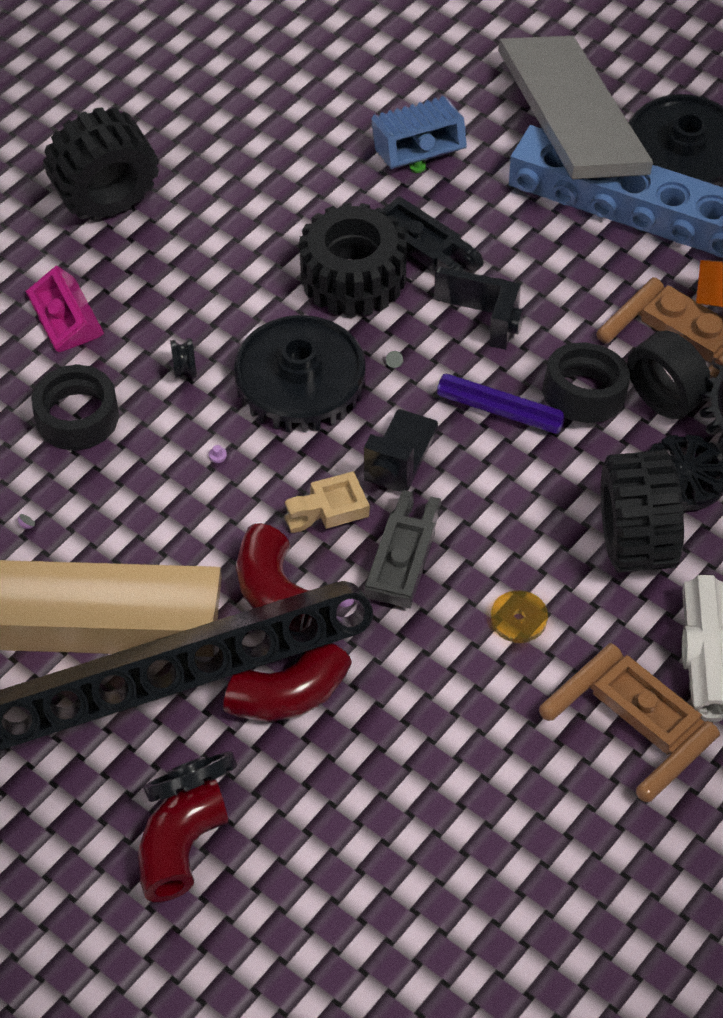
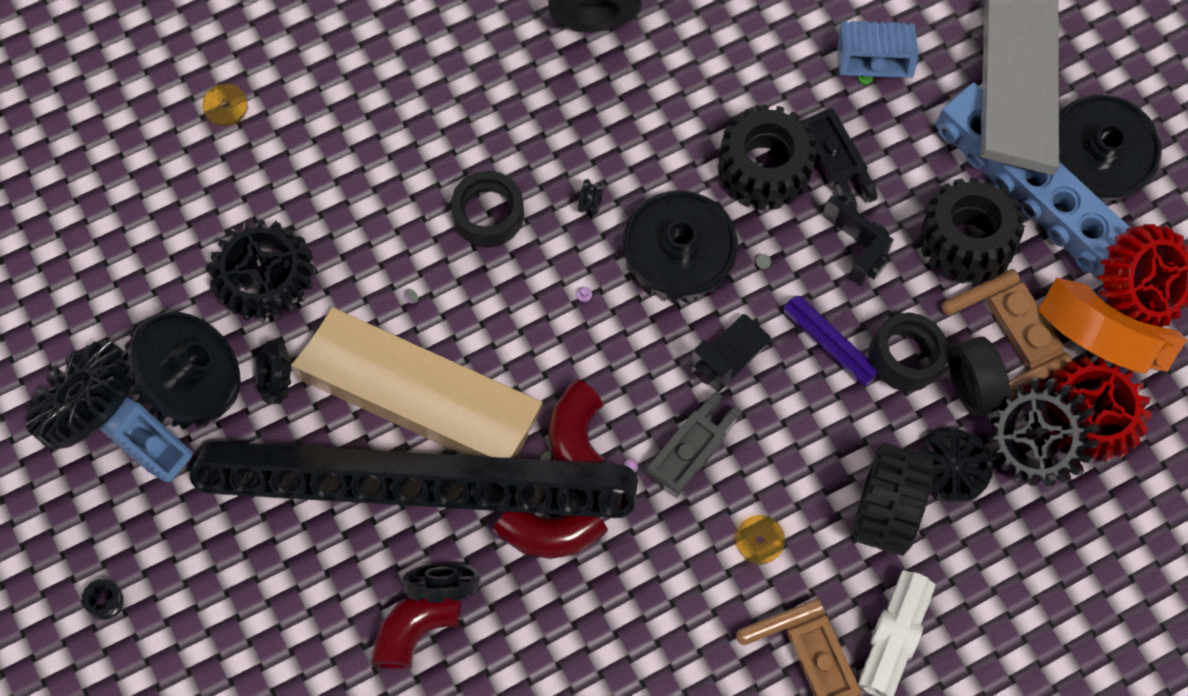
camera: 20 degrees right, 15 degrees up
(63, 310) = (516, 110): dark pink slope -> none
(332, 500) = (658, 379): tan plate -> none
(594, 253) = (978, 206): none -> black tyre

